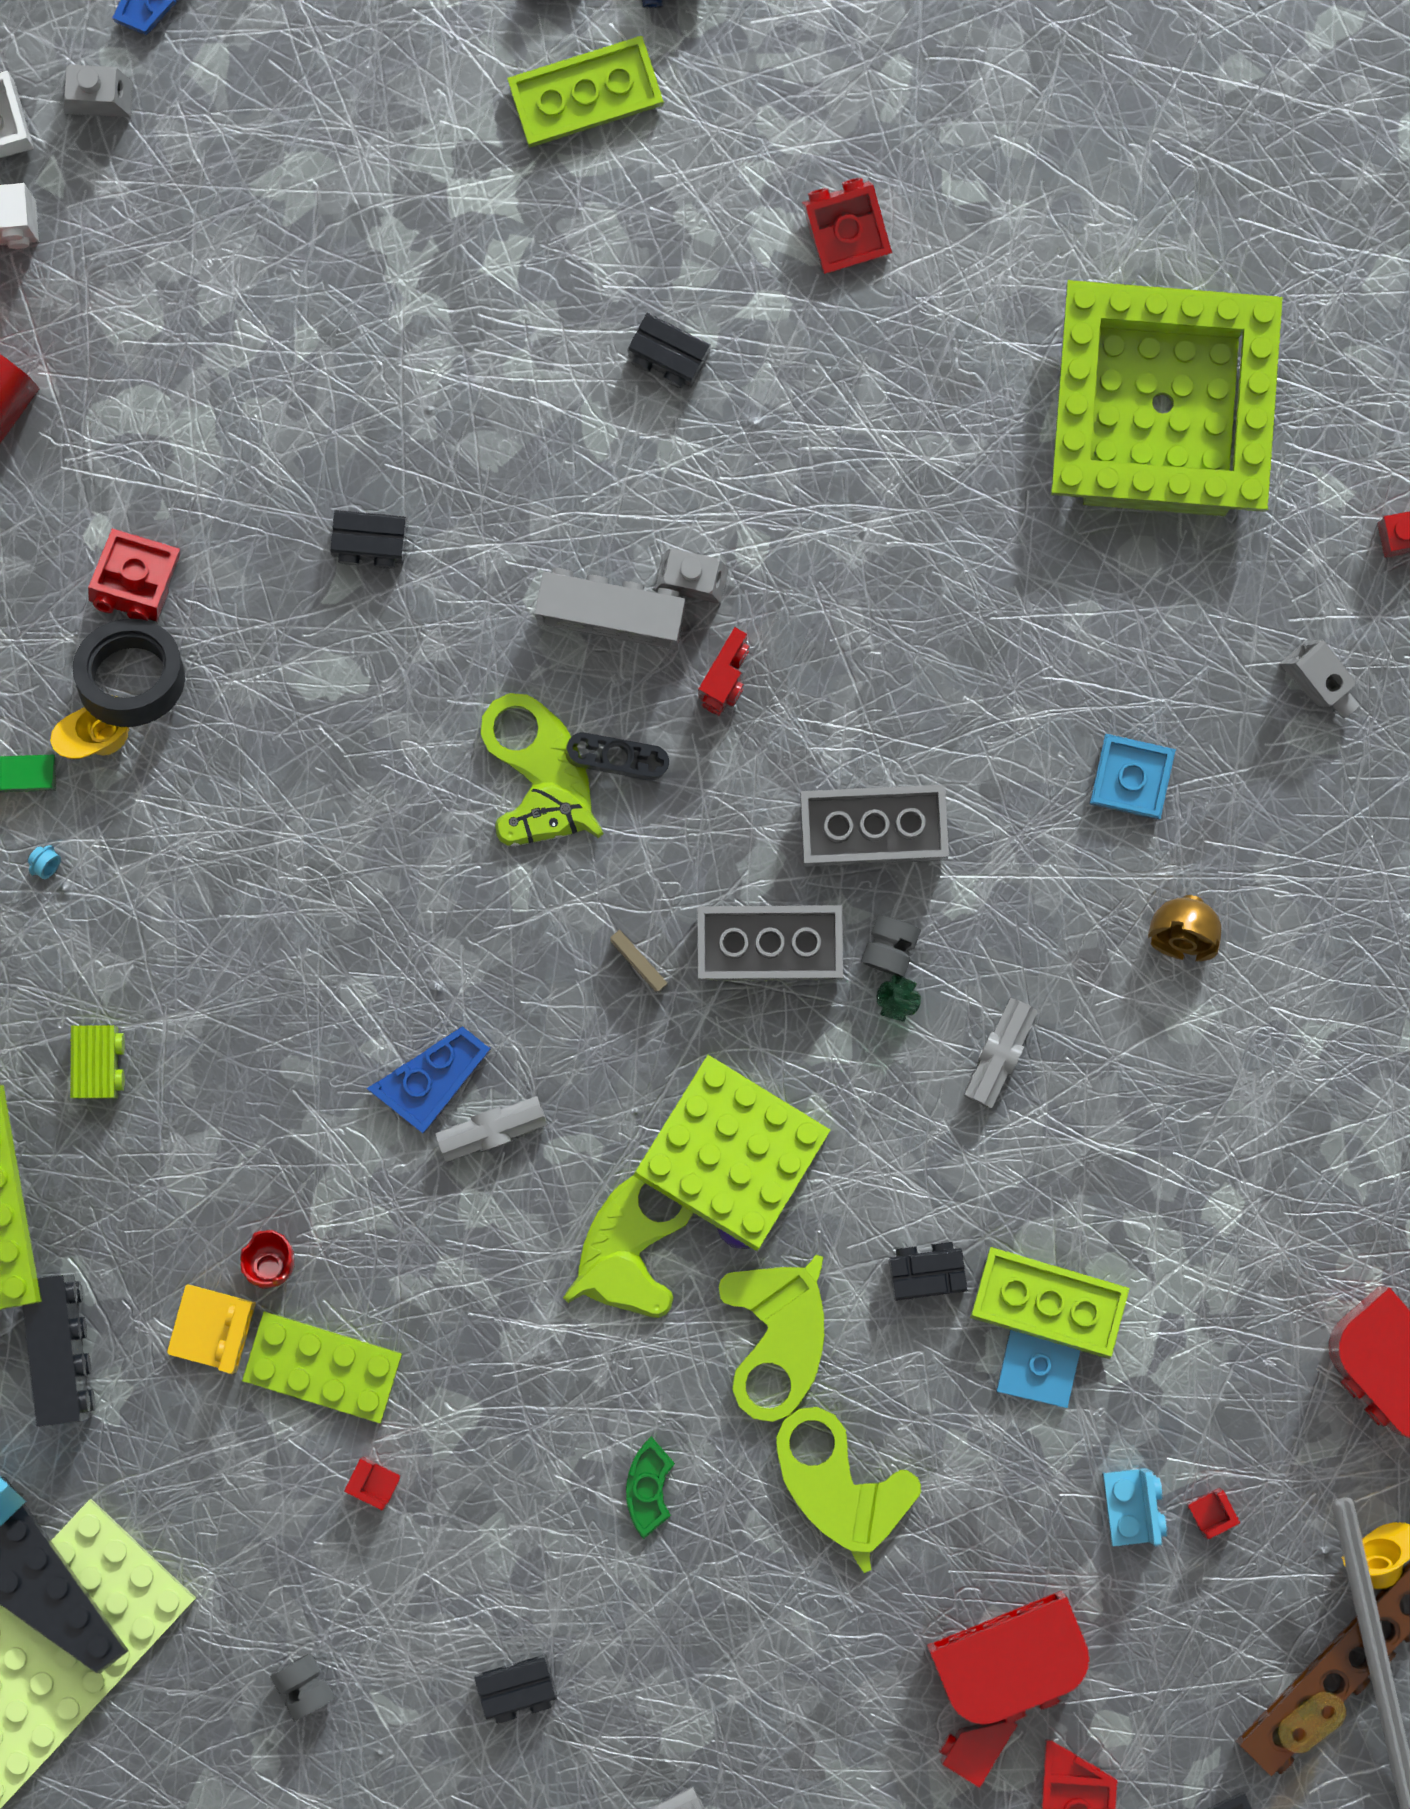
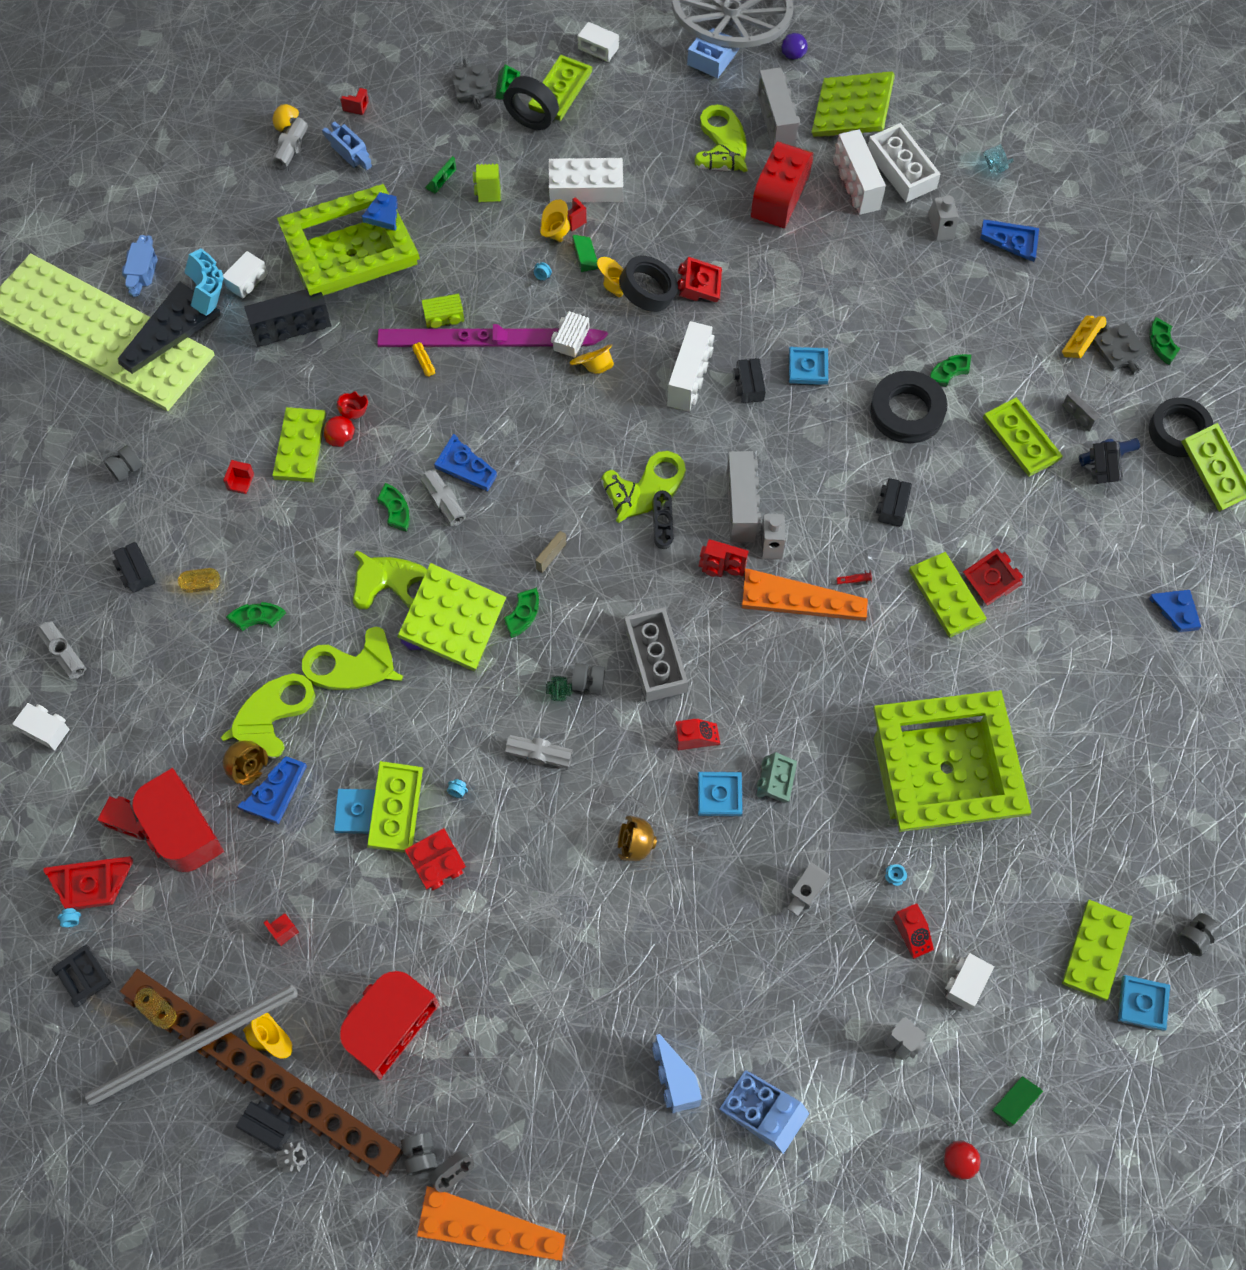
camera: 75 degrees right, 20 degrees down
(165, 988) = (478, 337): none -> magenta piece
(190, 1115) = (423, 359): none -> yellow axle
(202, 837) = (570, 334): none -> white brick
(211, 1328) = (311, 389): yellow bracket -> none
(262, 806) = (595, 361): none -> yellow piece
(311, 1292) = (338, 431): none -> red hair
(325, 638) = (690, 366): none -> white brick
(357, 425) = (808, 365): none -> dark azure plate
(415, 177) = (951, 367): none -> green tile
(474, 222) = (908, 383): none -> black tyre
(487, 1213) = (396, 506): none -> green tile
(563, 1575) = (200, 580): none -> clear yellow plate
(740, 1029) = (524, 612): none -> green tile
(770, 943) = (575, 613): light grey brick -> none
(795, 456) = (855, 578): none -> red piece
(801, 581) = (785, 595): none -> orange wing
(856, 311) = (947, 594): none -> lime plate
(921, 1540) = (244, 761): none -> pearl gold cylinder
(928, 1272) = (401, 736): black brick -> none
(980, 1494) = (274, 794): none -> blue wing
(1024, 790) = (696, 734): none -> red slope
(1035, 1197) = (457, 788): none -> medium azure plate
(1124, 679) = (776, 777): none -> sand green bracket
(1133, 1507) = (279, 880): medium azure bracket -> none
(1153, 1252) = (435, 859): none -> red plate
(1320, 543) = (896, 868): none -> medium azure plate

